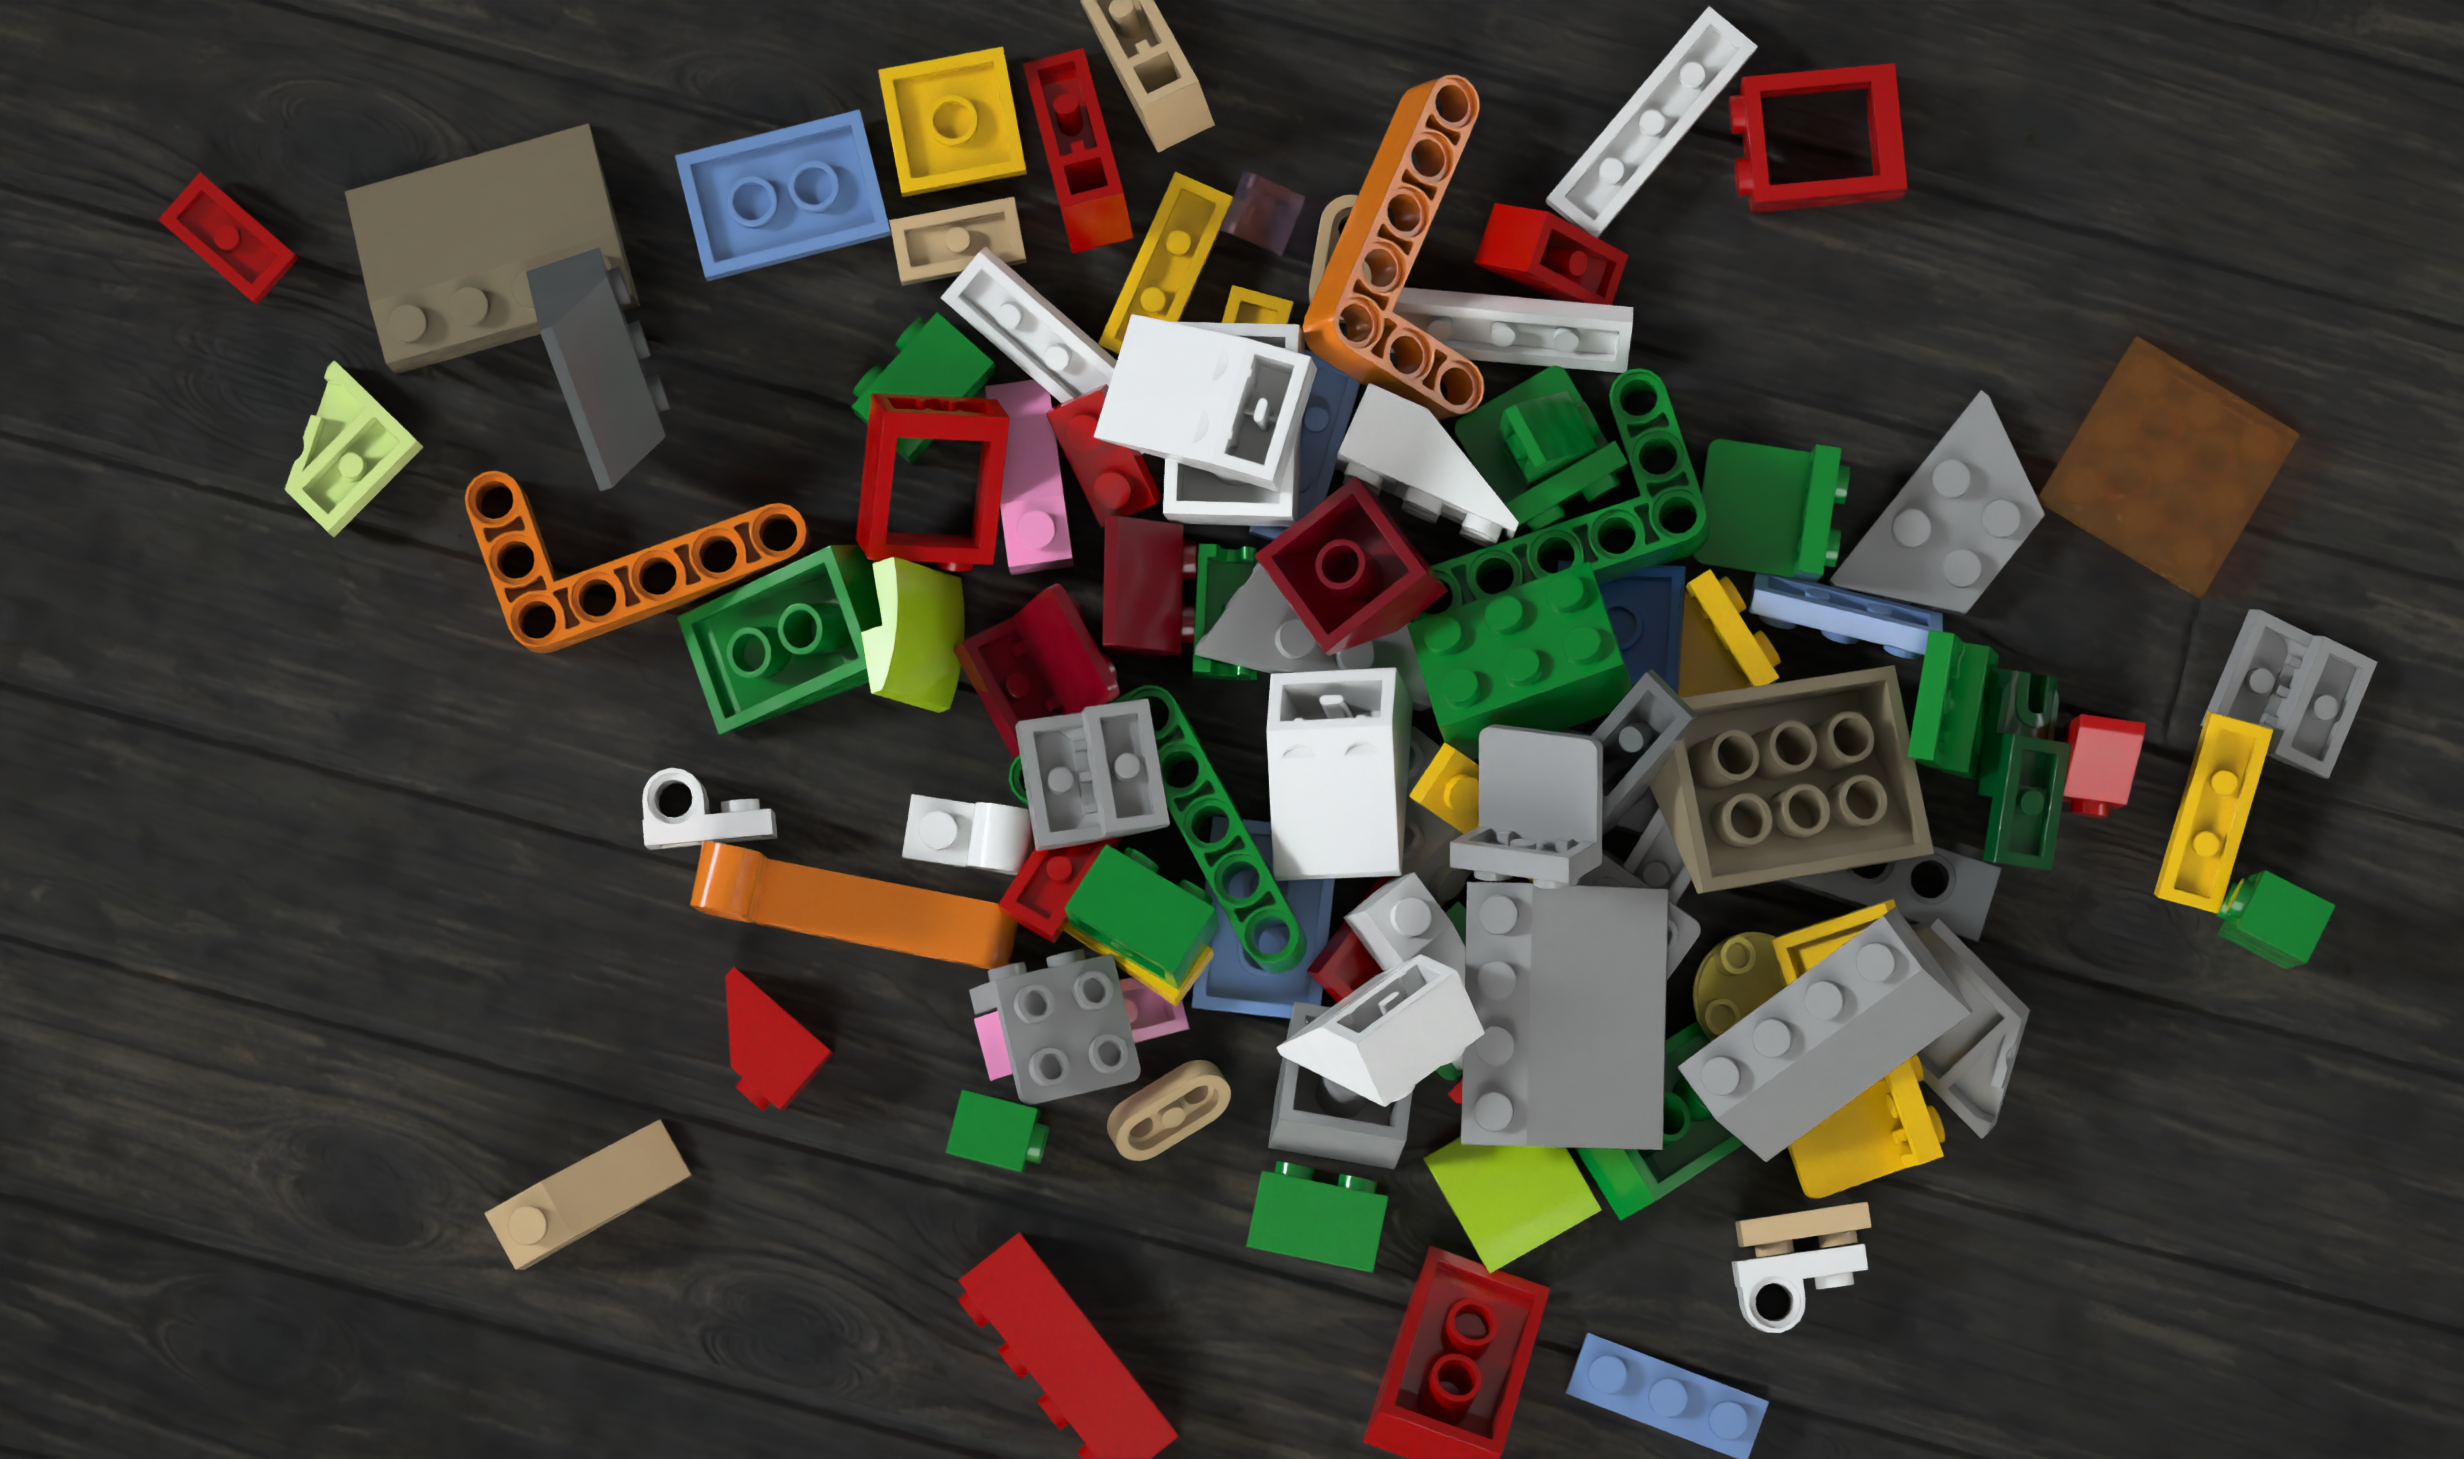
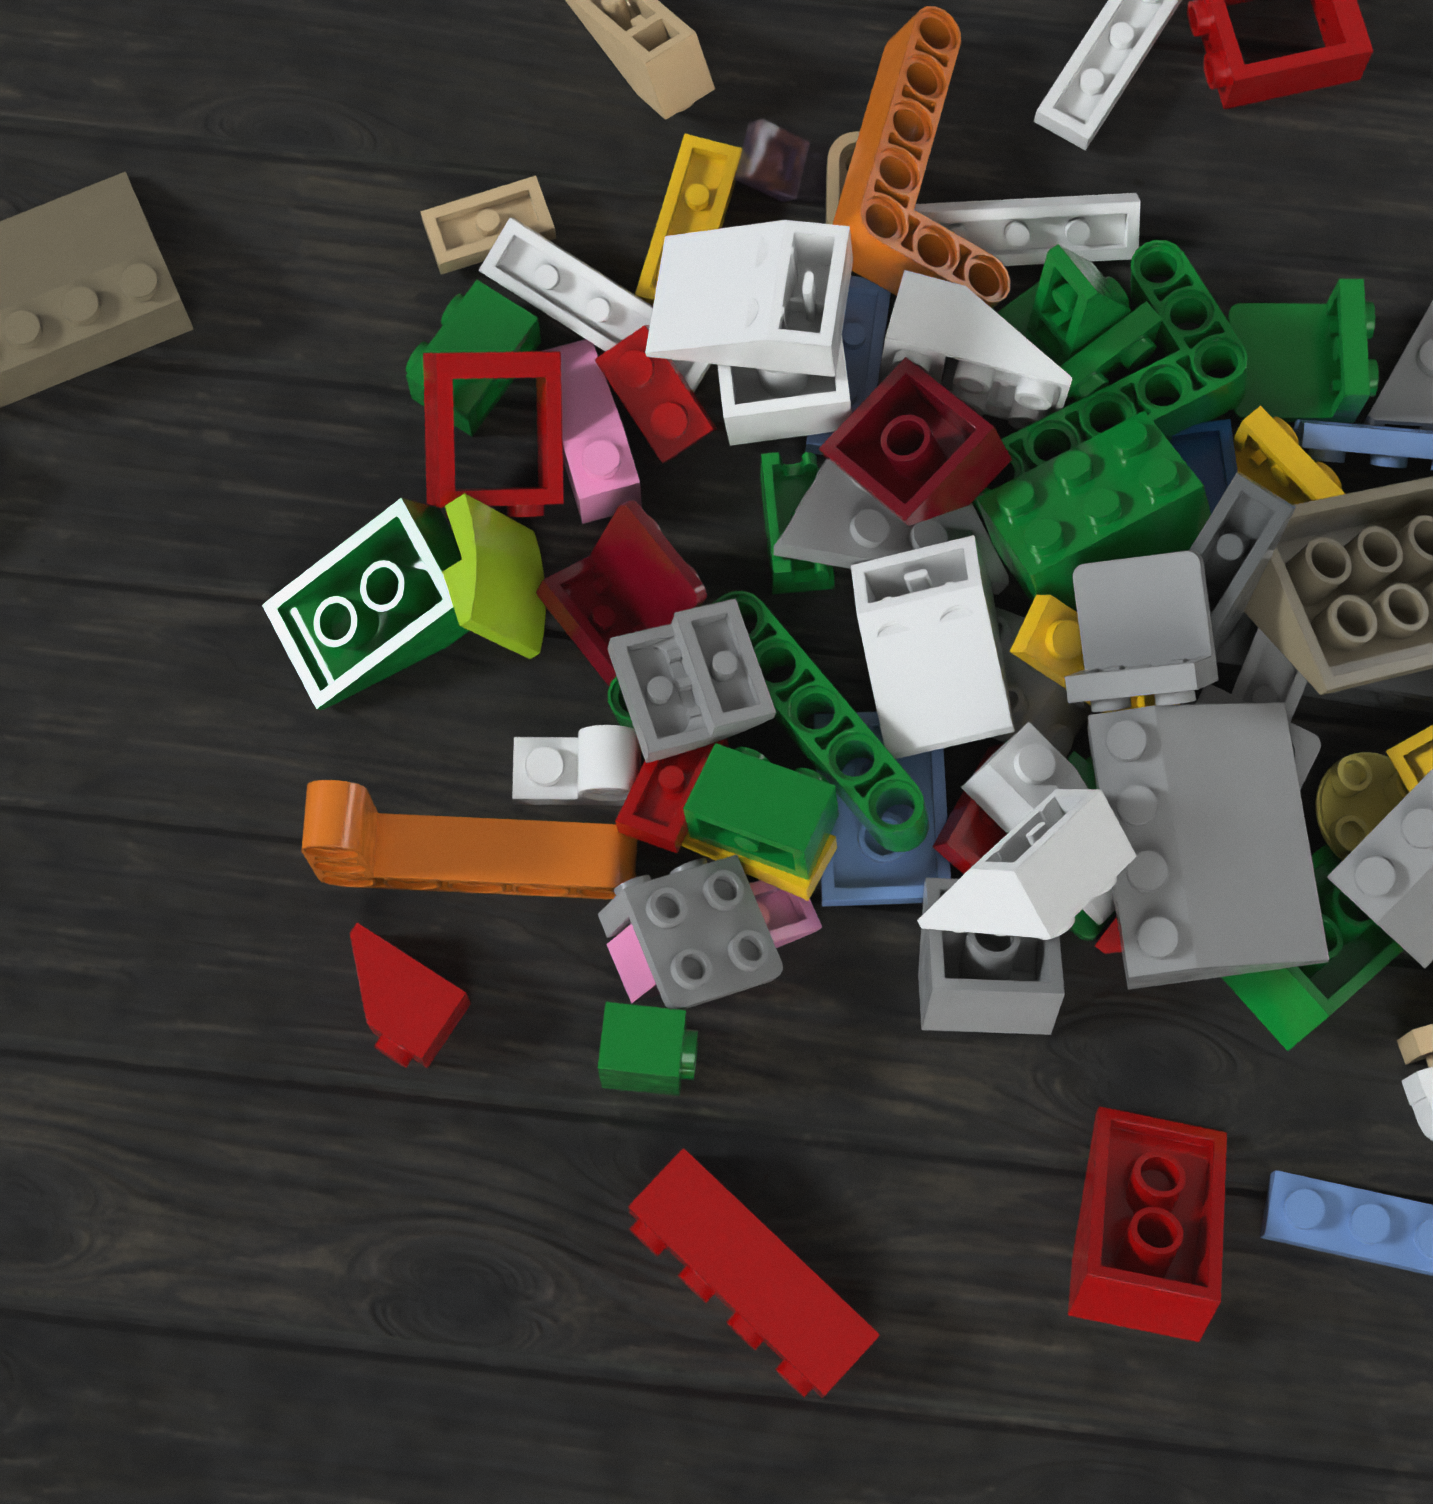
camera: 10 degrees left, 10 degrees down
(587, 1195) = (233, 1180): tan slope -> none
(599, 362) = (155, 358): dark grey slope -> none
(623, 574) = (199, 567): orange beam -> none
(738, 822) = (286, 804): white plate -> none
(783, 195) = (317, 206): medium blue plate -> none
(952, 121) = (468, 121): yellow plate -> none
(1078, 151) = (592, 132): red slope -> none
(1145, 588) = (714, 505): dark red slope -> none
(1168, 1110) = (812, 1009): tan plate -> none
(1318, 1219) = (983, 1094): green brick -> none
(1511, 1195) = (1171, 1040): lime slope -> none
(1550, 256) = (1045, 156): red slope -> none

